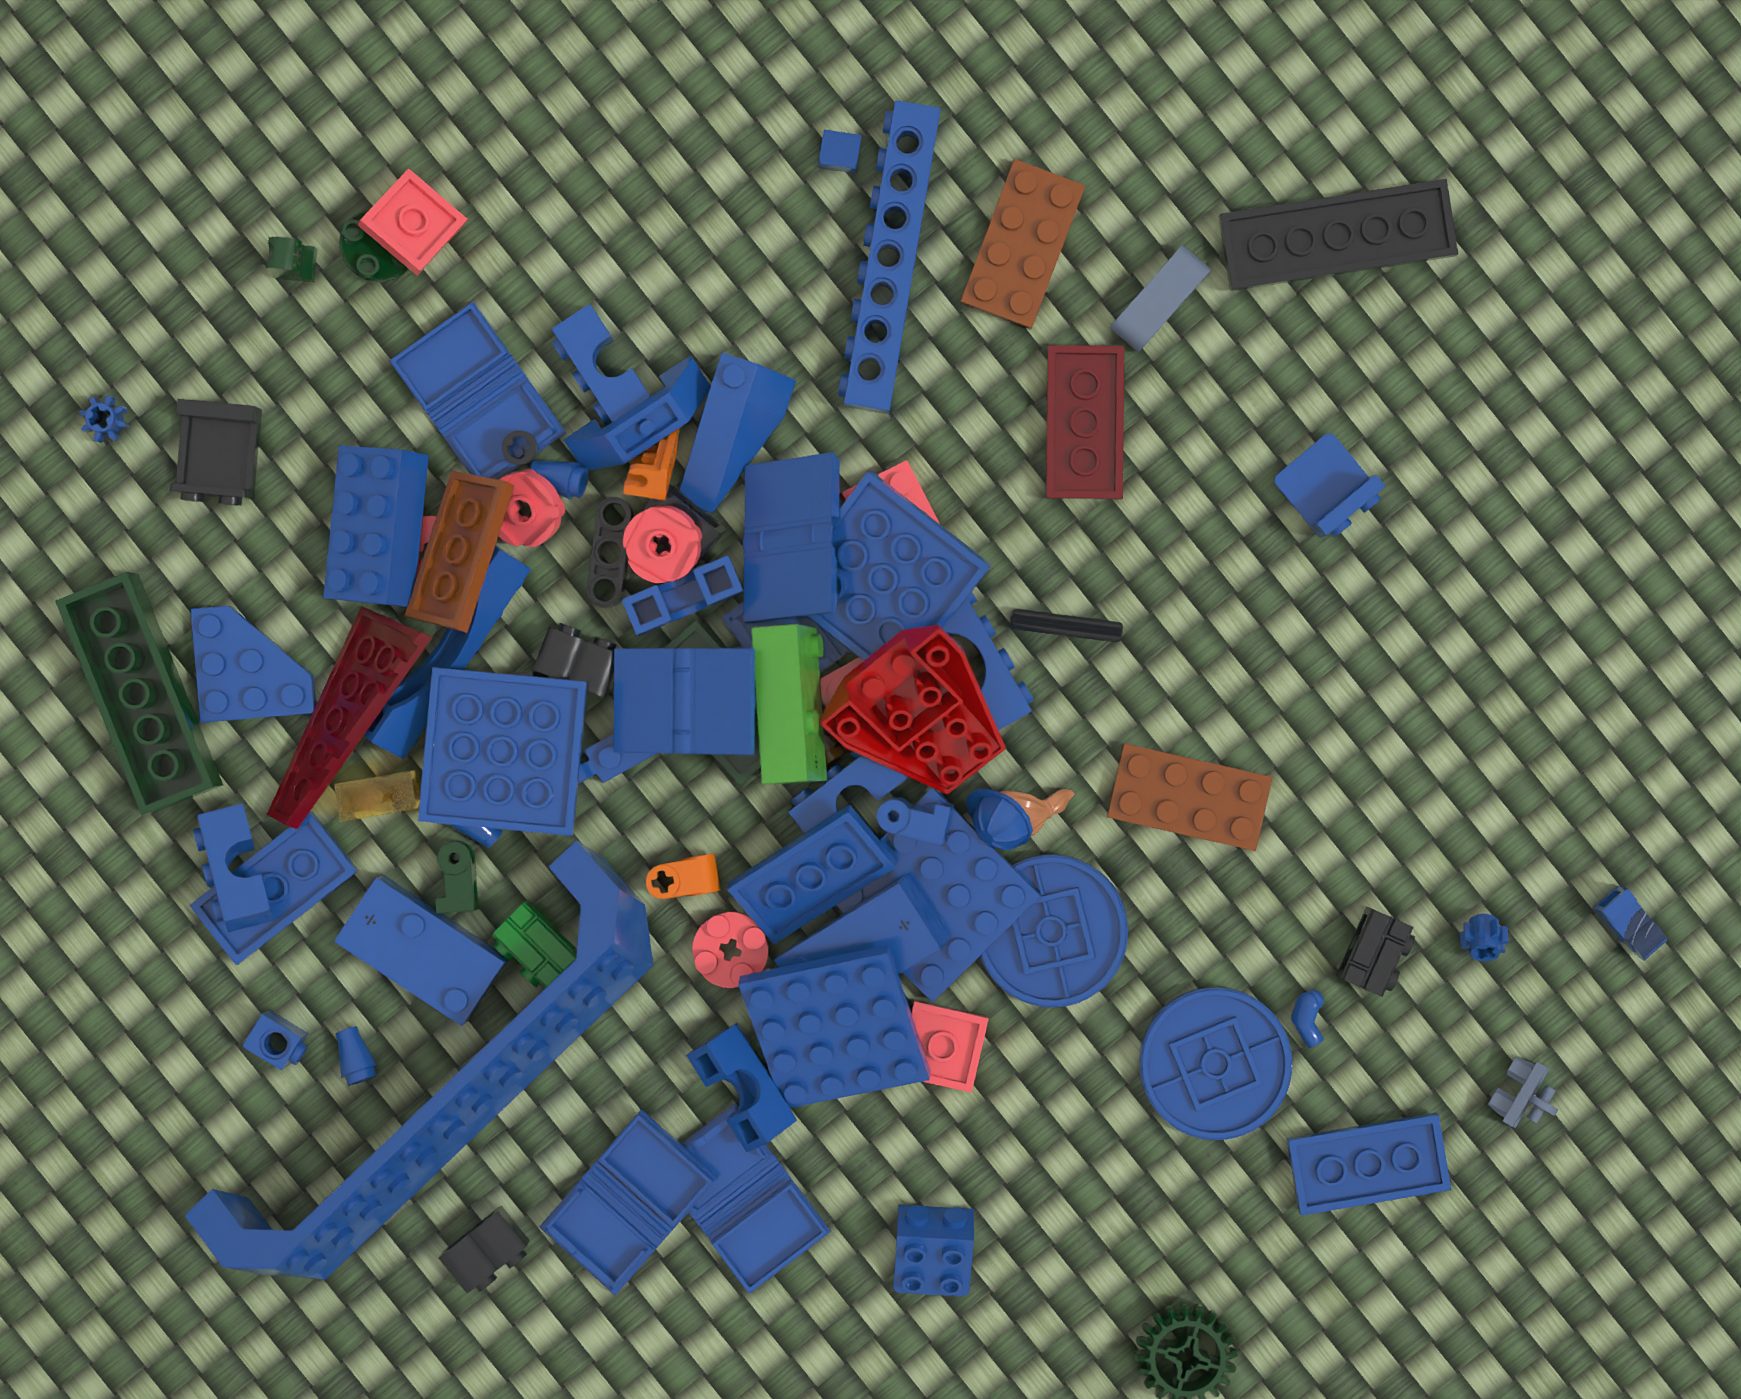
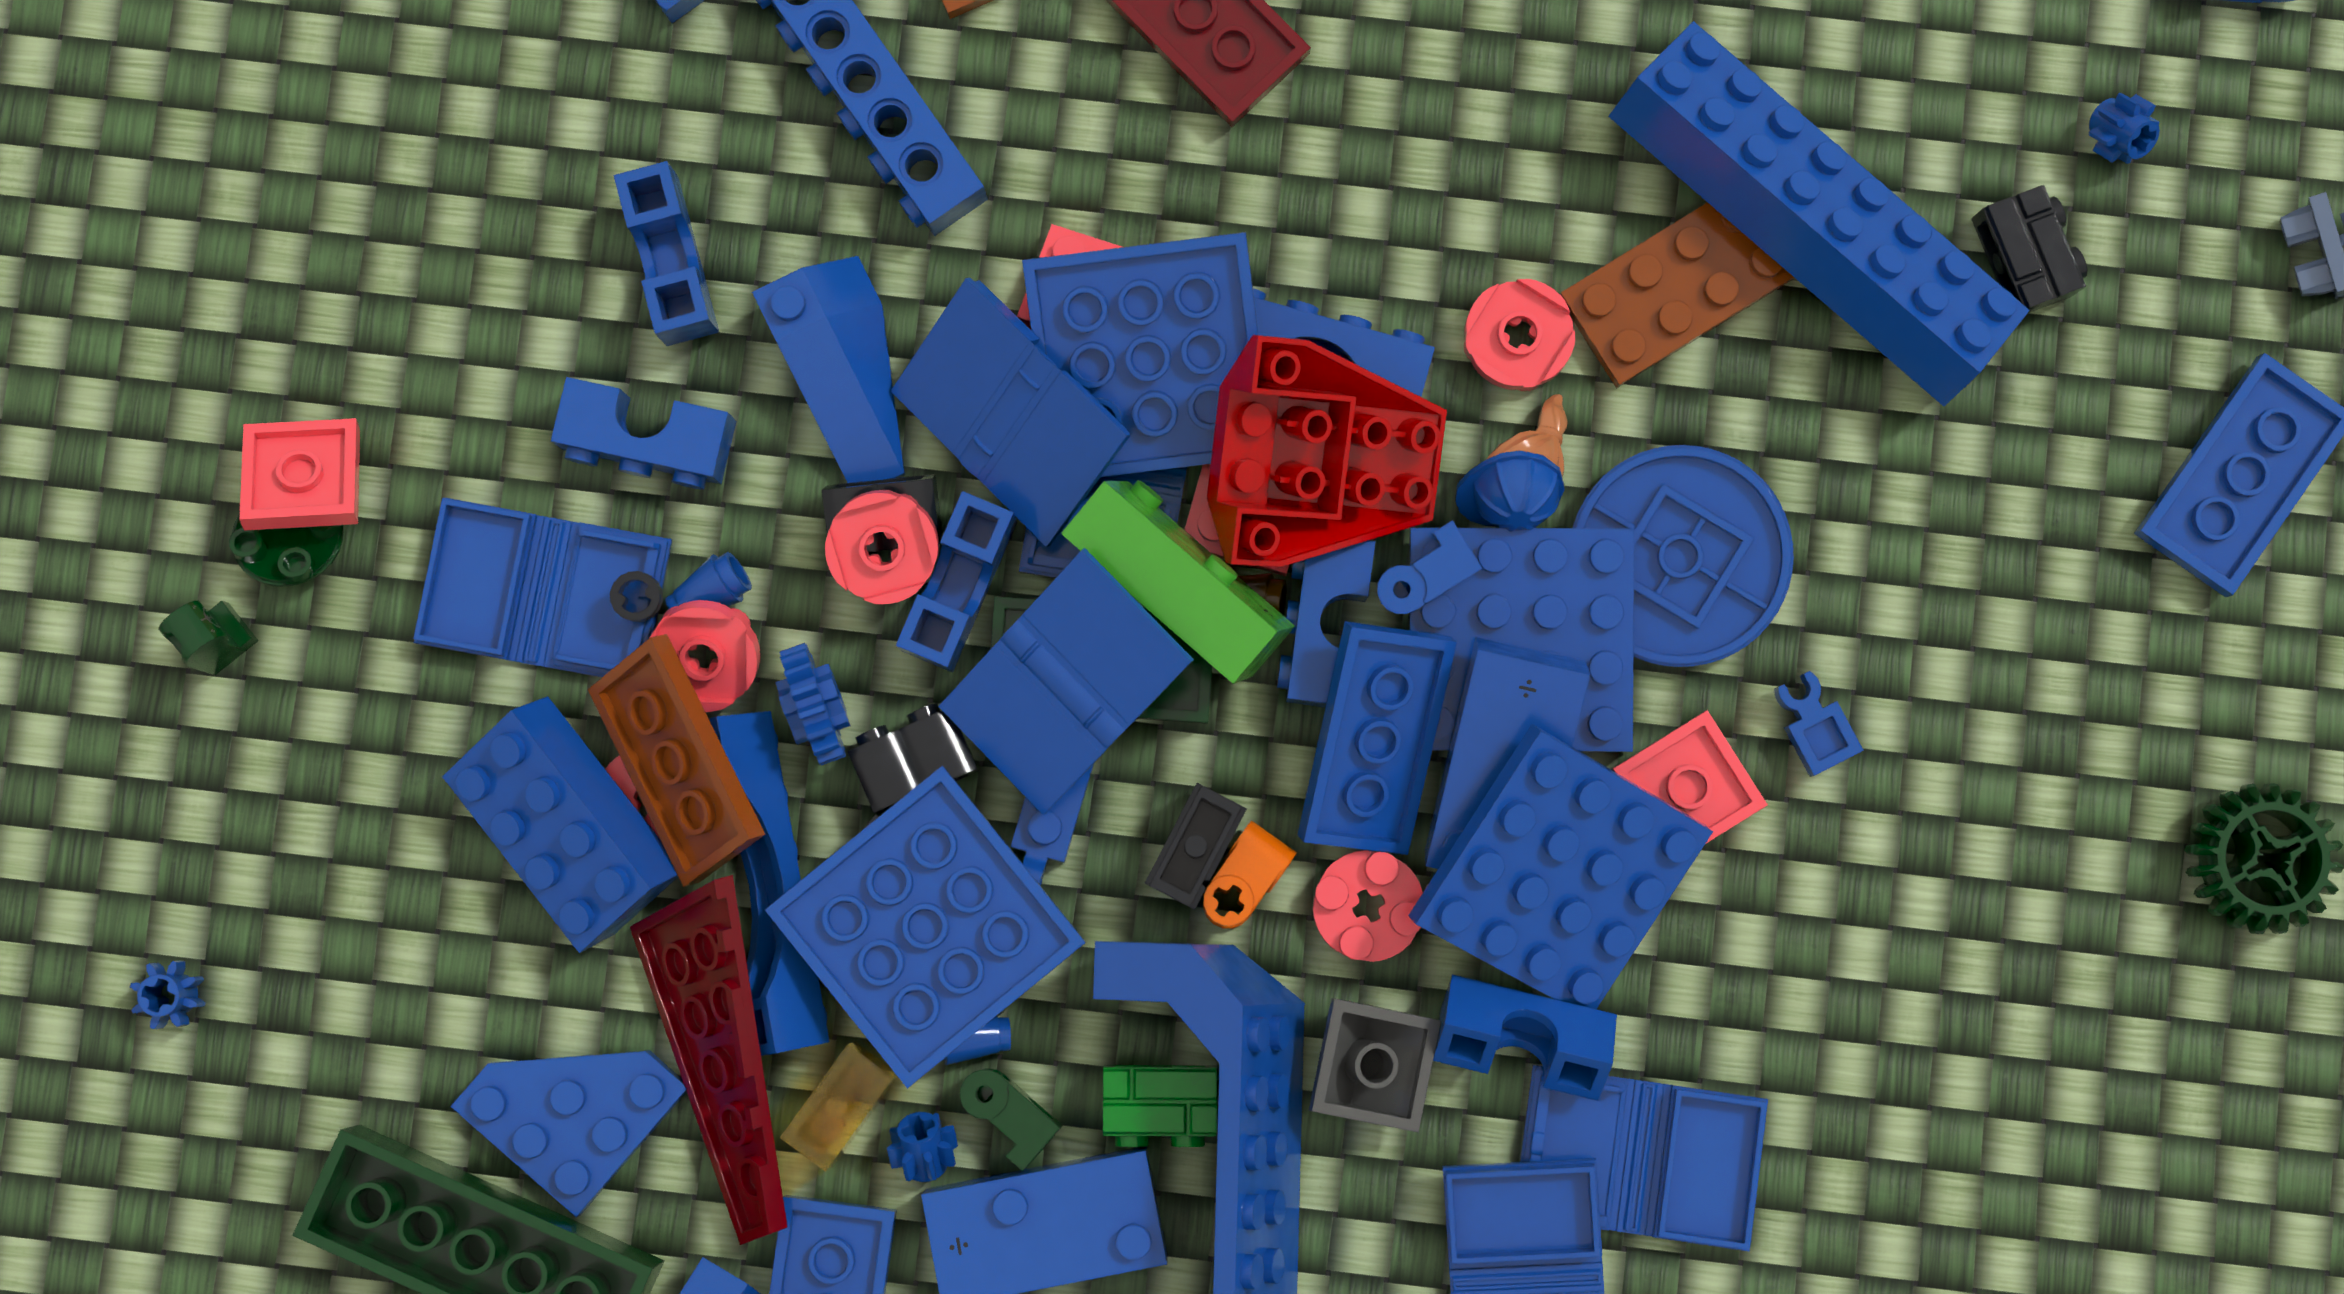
camera: 35 degrees left, 5 degrees down
(217, 451) = (320, 911): black panel -> none
(399, 853) = (922, 1146): none -> blue gear
(554, 587) = (812, 704): none -> blue gear
(598, 568) = (817, 596): black beam -> none
(644, 423) = (742, 448): blue slope -> none
(652, 469) = (793, 478): orange hinge -> none
(655, 1029) = (1374, 1065): none -> dark grey slope
(672, 840) = (1195, 846): none -> black brick
(701, 289) = (669, 254): none -> blue arch
(934, 1250) = (1895, 1010): blue bracket -> none
(1033, 1083) = (1820, 733): none -> blue plate
(1066, 625) = (1381, 233): black axle -> none
(1101, 755) = (1550, 329): none -> coral plate
(1215, 1063) = (1984, 527): blue plate -> none
(1287, 831) = (1819, 213): none -> blue brick
(1304, 1015) = (2024, 388): blue arm -> none

